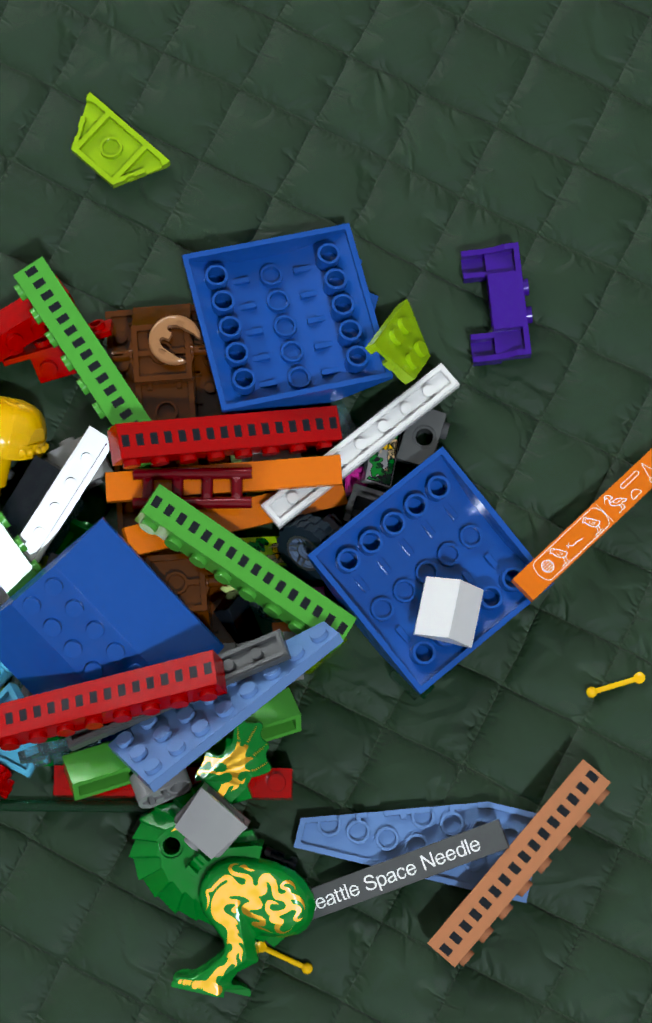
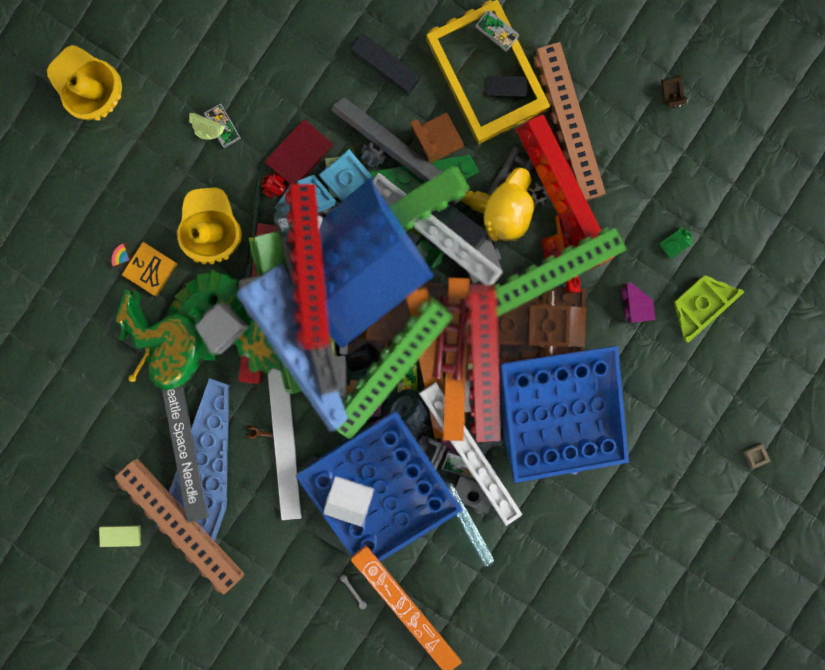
camera: 90 degrees right, 10 degrees up
(28, 192) = (676, 242): none -> green bracket
(64, 868) = (208, 226): none -> yellow piece
(122, 236) = (637, 304): none -> magenta slope
(122, 1005) = (120, 255): none -> tile
(138, 959) = (149, 269): none -> light orange tile
(161, 332) = (563, 326): medium nougat head -> none
(279, 857) = (204, 366): black piece -> none
(322, 49) = (756, 456): none -> dark tan tile
(368, 768) = (256, 432): none -> reddish brown hand
(383, 724) = (284, 447): none -> white tile
(401, 344) = (538, 488): lime wing -> none
(479, 431) = (471, 531): none -> clear light blue axle
(506, 297) = (560, 562): dark purple bracket -> none
(549, 960) = (120, 536): none -> yellowish green tile
(607, 583) = (362, 604): none -> light grey hinge
(638, 678) = (297, 616): yellow hinge -> none

